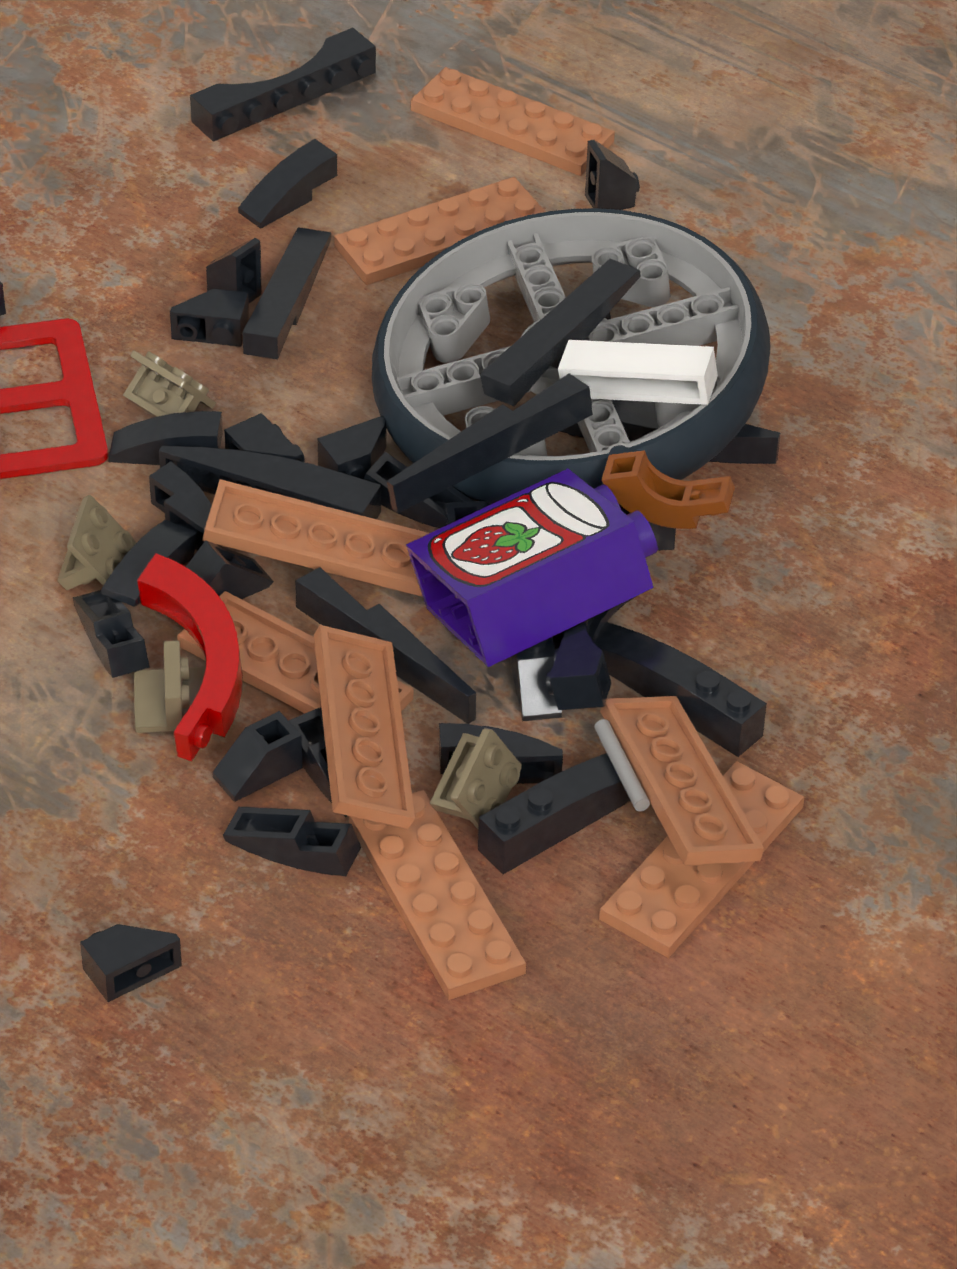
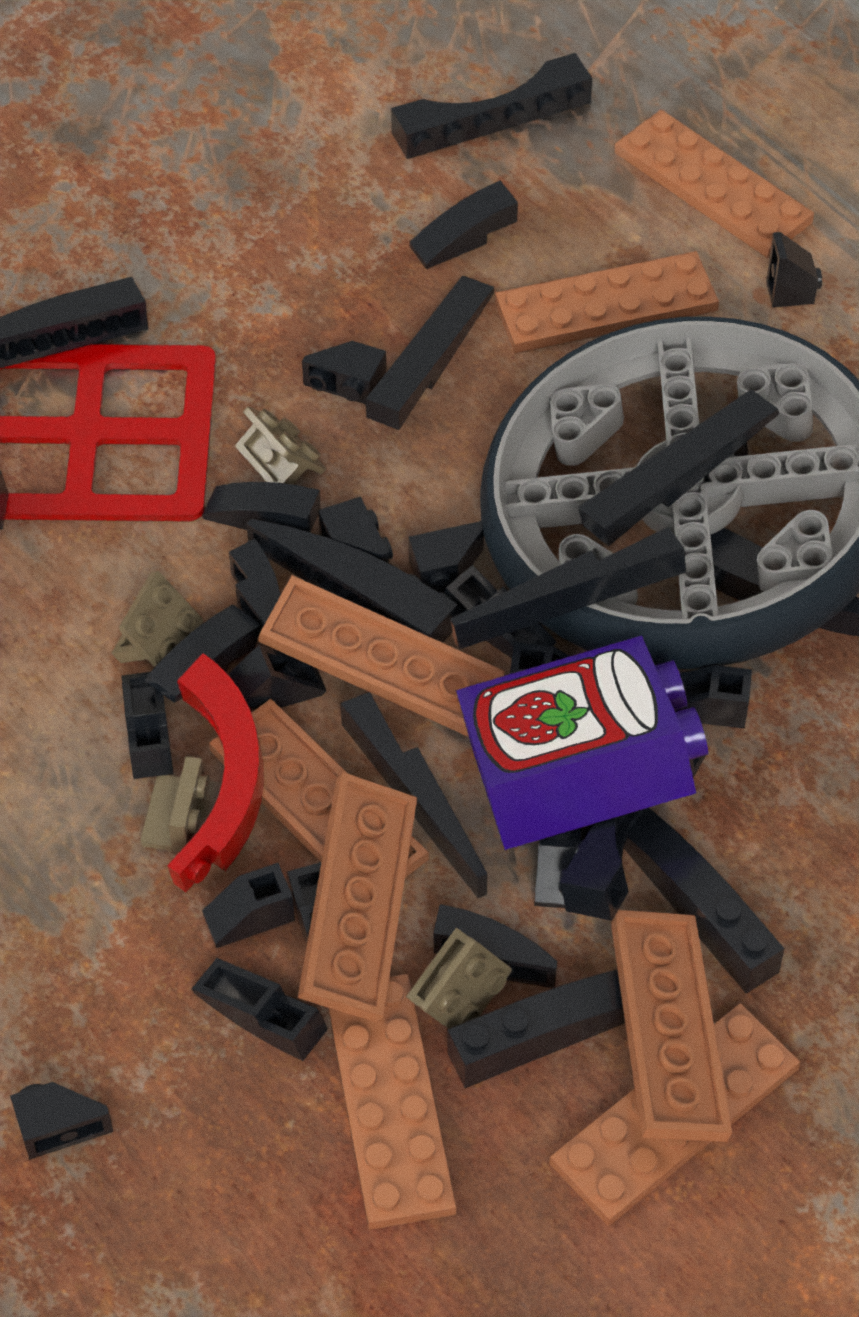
camera: 15 degrees right, 10 degrees up
(237, 270) = (382, 324): black slope -> none
(622, 765) = (613, 994): light grey bar -> none
(642, 371) = (745, 534): white brick -> none
(663, 498) = (736, 683): dark orange arch -> none

